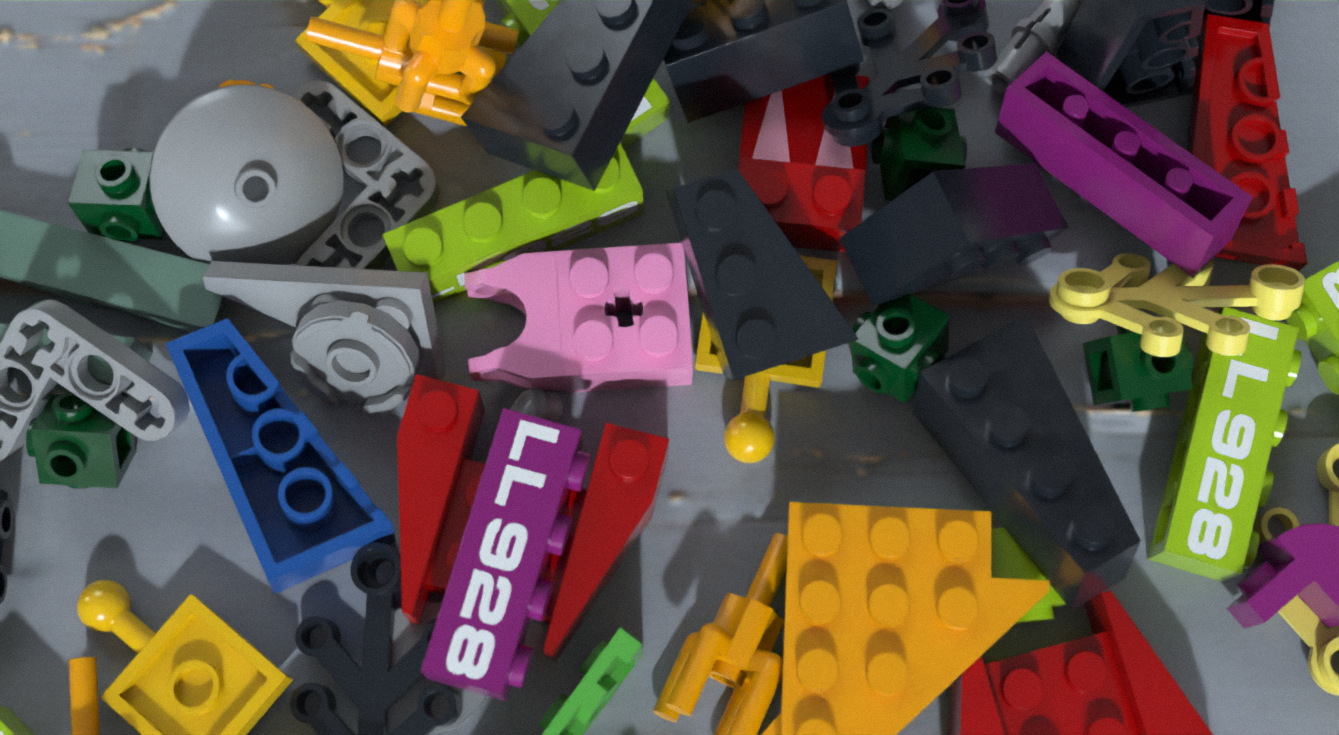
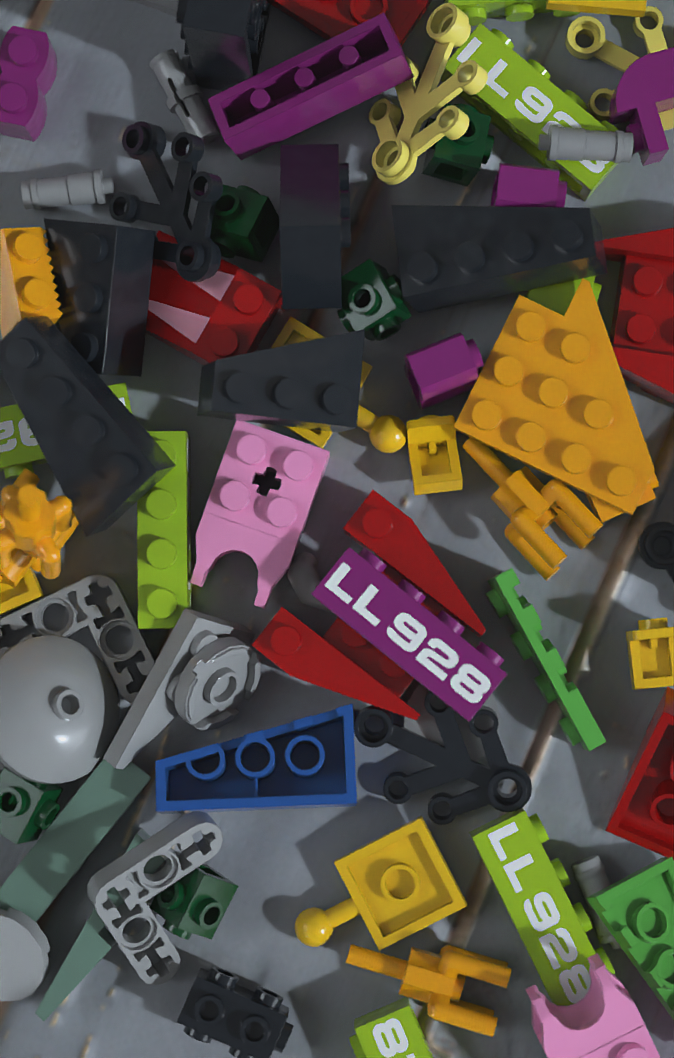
camera: 65 degrees left, 10 degrees up
(746, 501) = (433, 454): none -> yellow bracket
(854, 460) = (443, 370): none -> magenta brick
(1130, 463) = (527, 187): none -> magenta brick
(1217, 516) = (583, 144): none -> light grey piece

